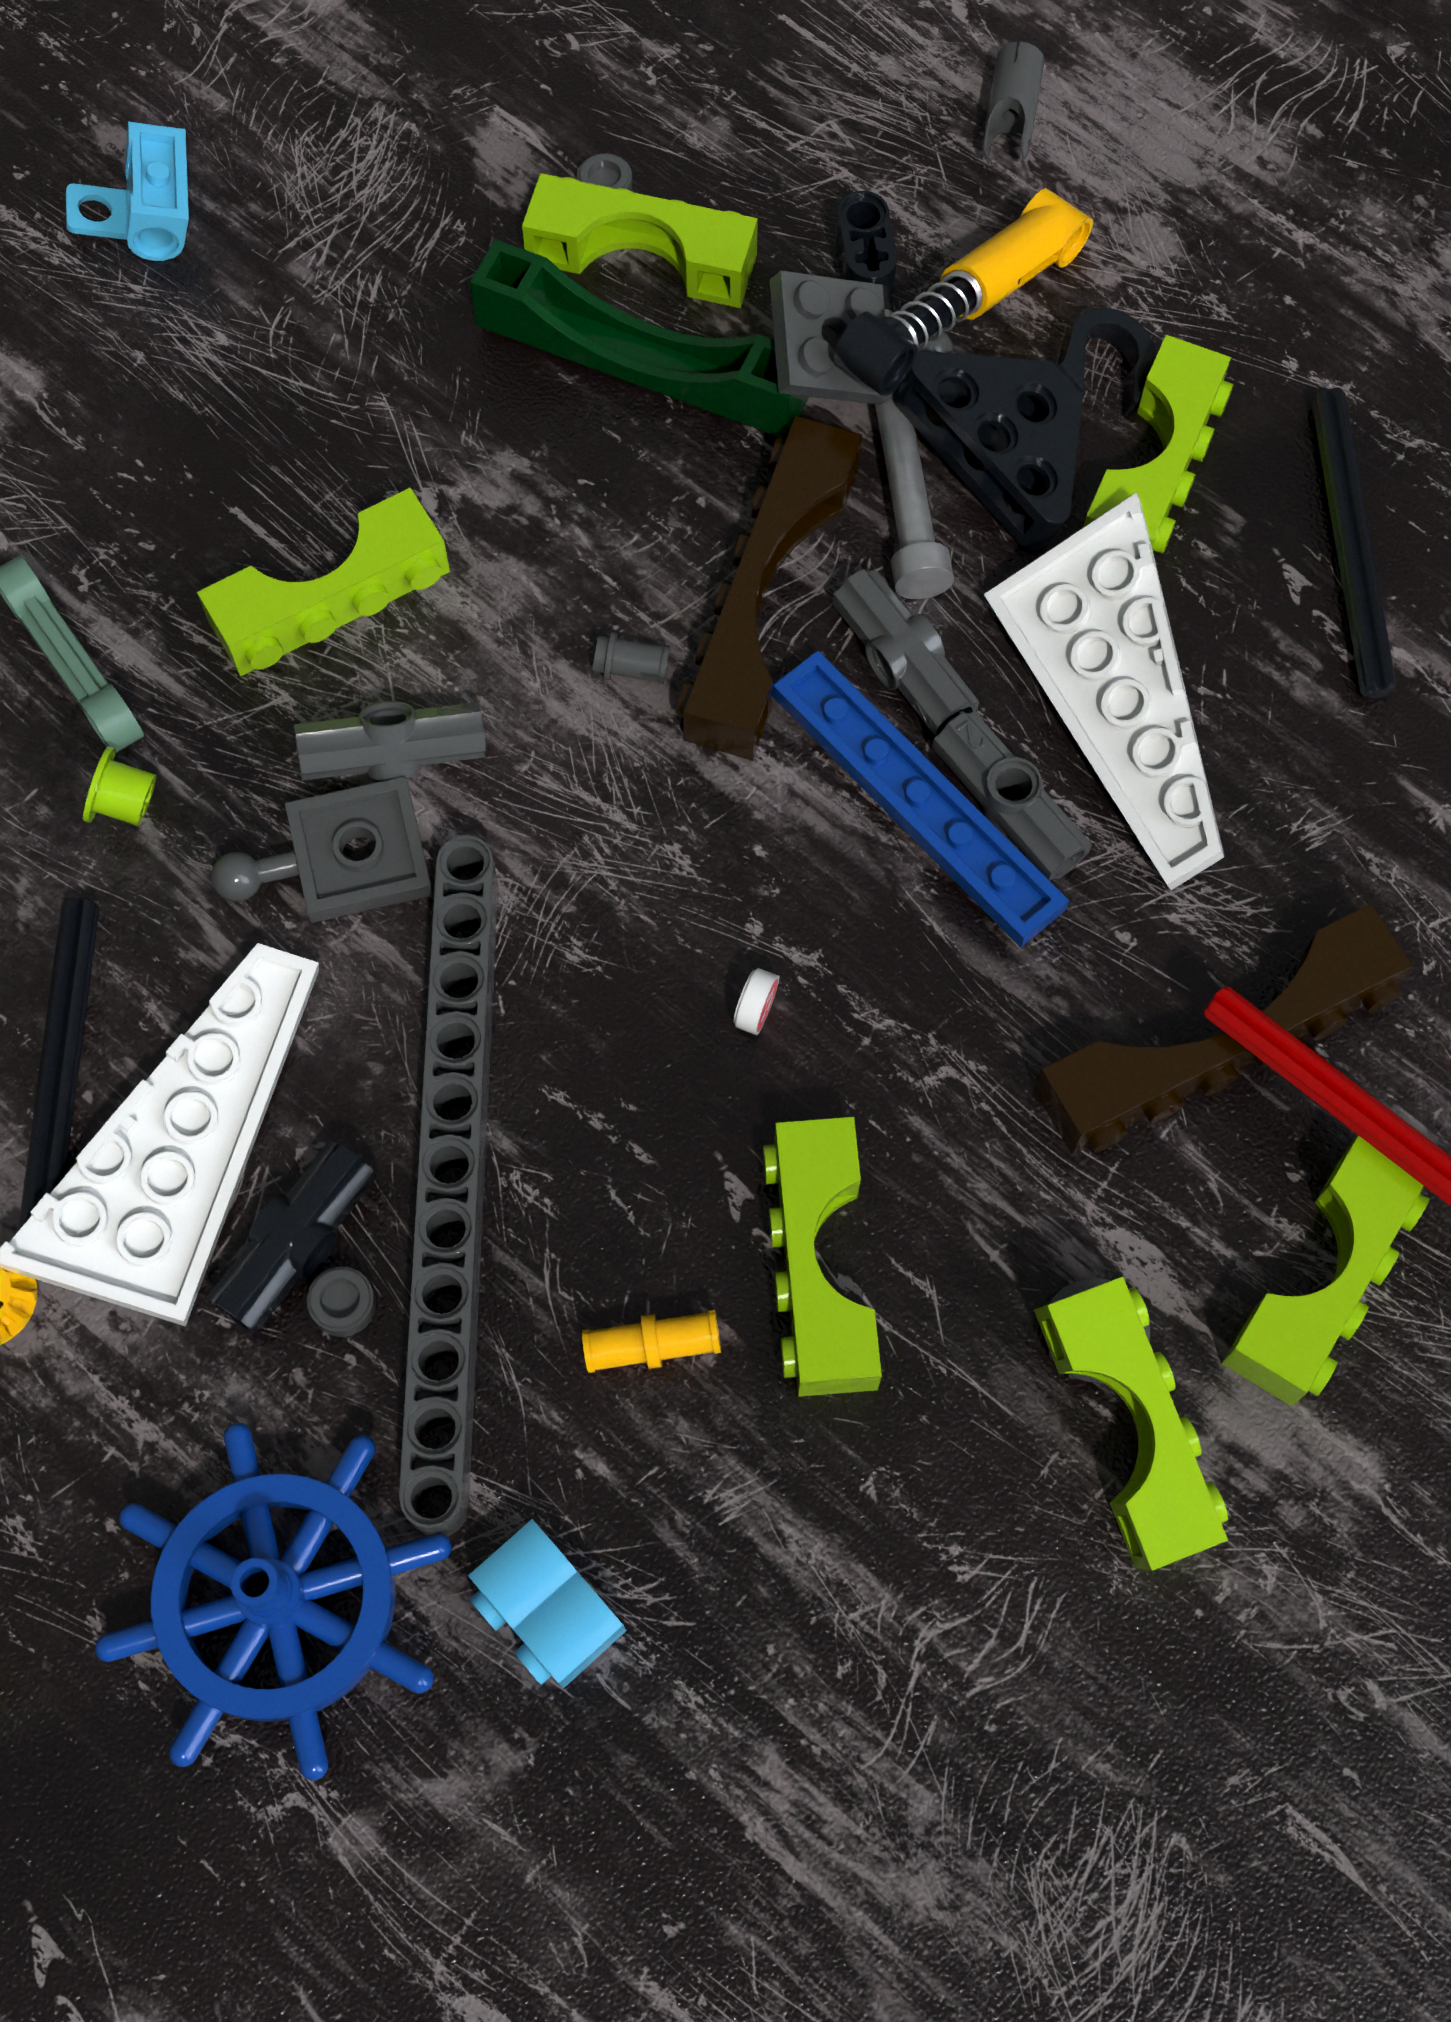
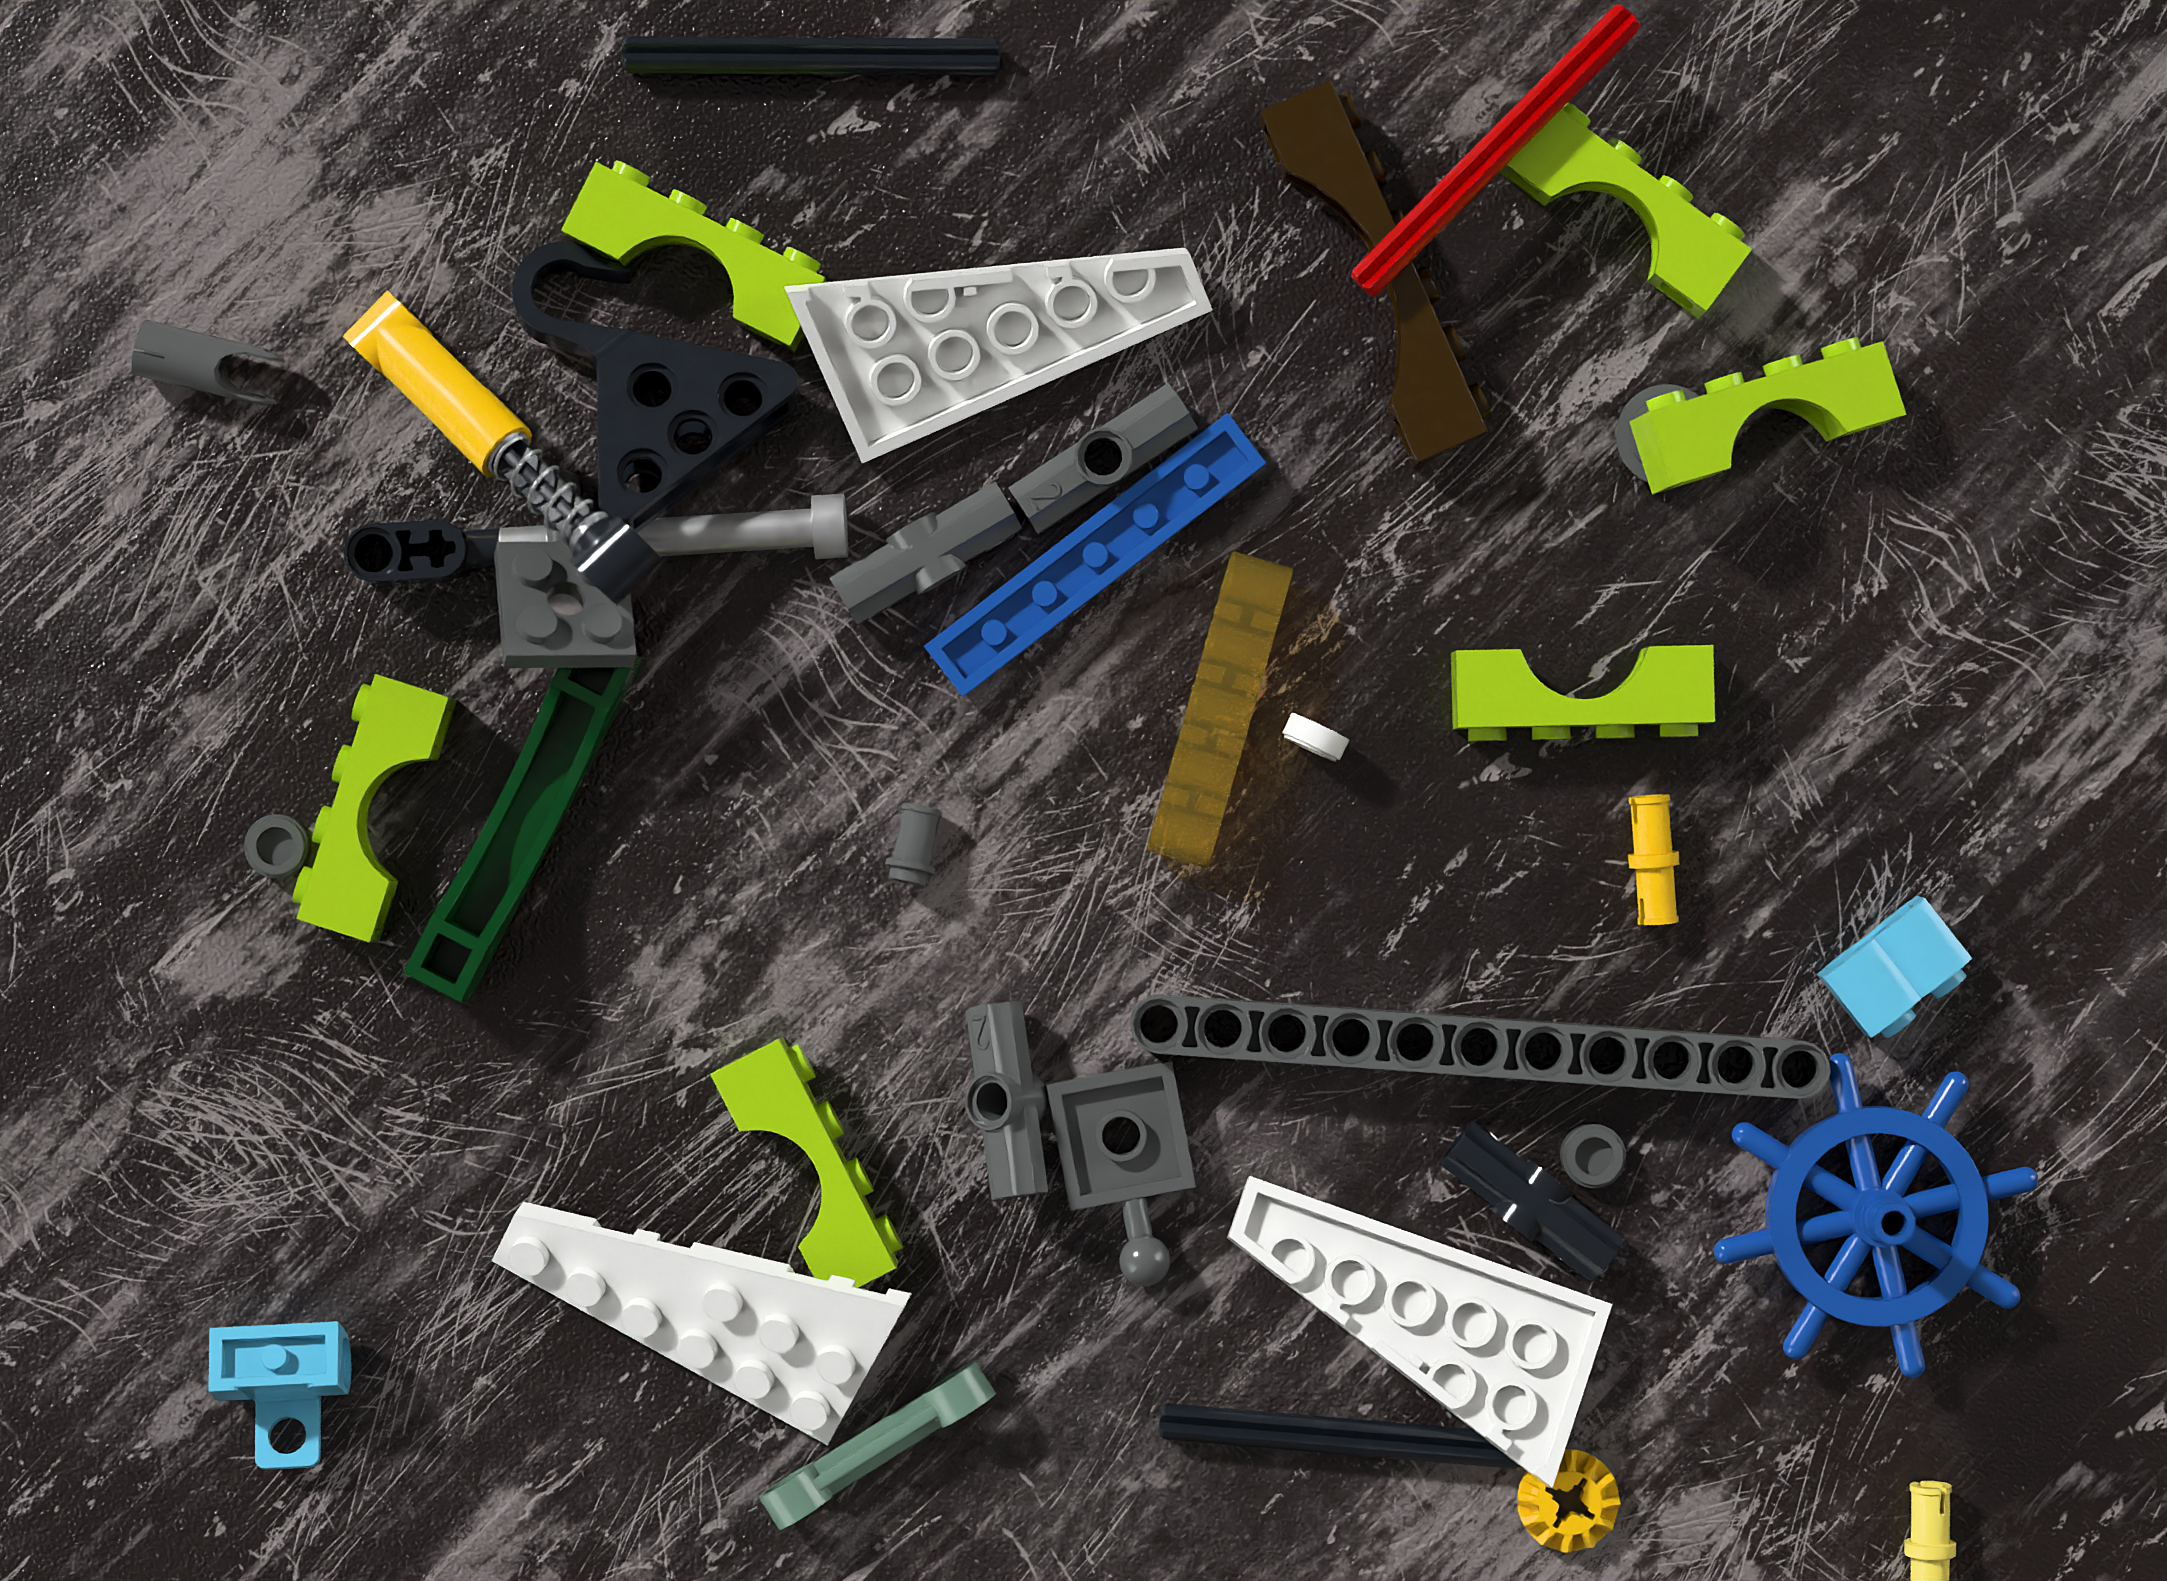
camera: 85 degrees left, 20 degrees up
(118, 791) = (1044, 1383): lime piece -> none
(192, 516) = (724, 1314): none -> white wing
(778, 913) = (1219, 709): none -> clear yellow beam
(808, 489) = (713, 639): dark brown arch -> none

